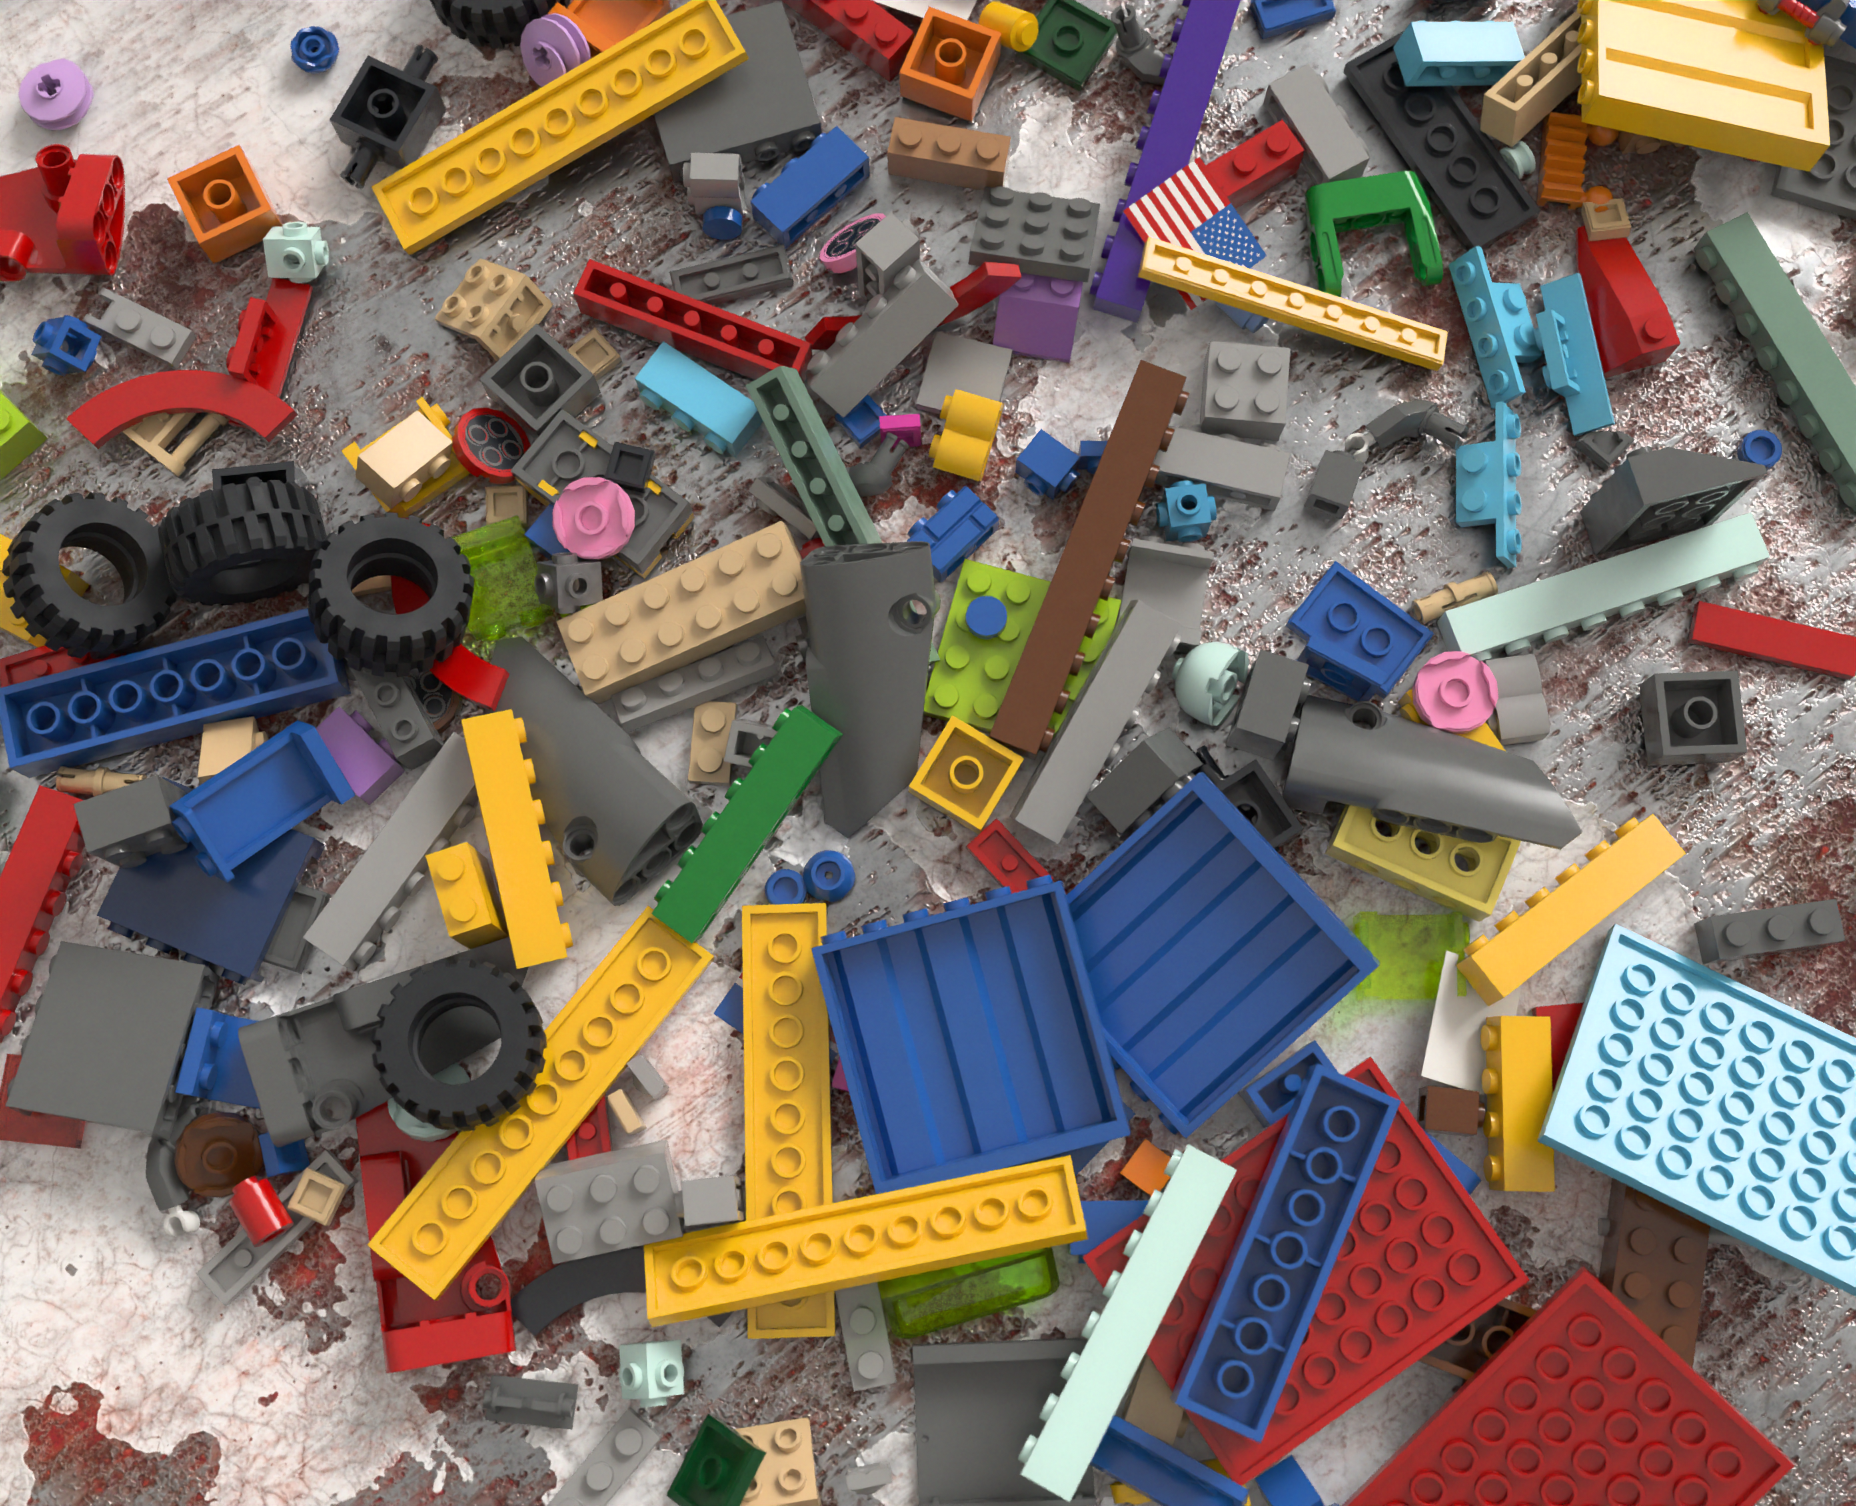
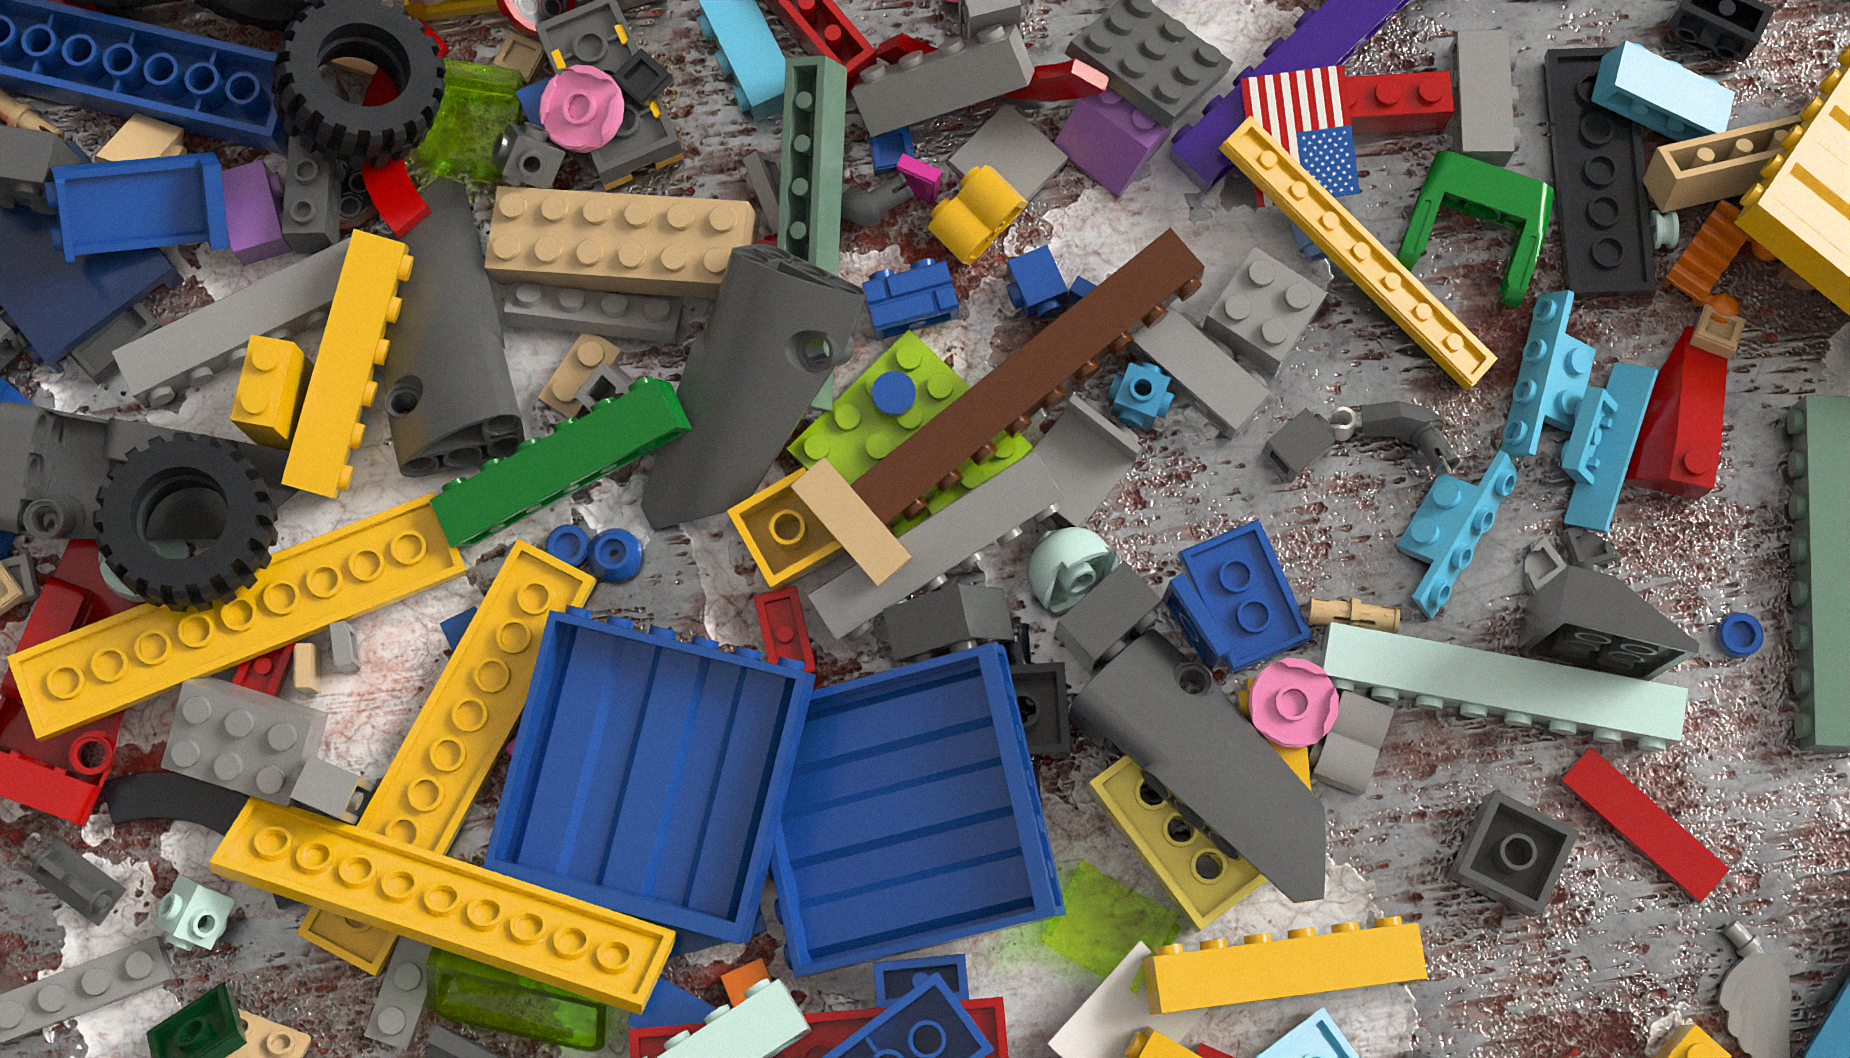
camera: 30 degrees right, 0 degrees up
(1020, 738) = (851, 522): none -> tan tile
(1576, 478) = (1540, 564): none -> light grey tile

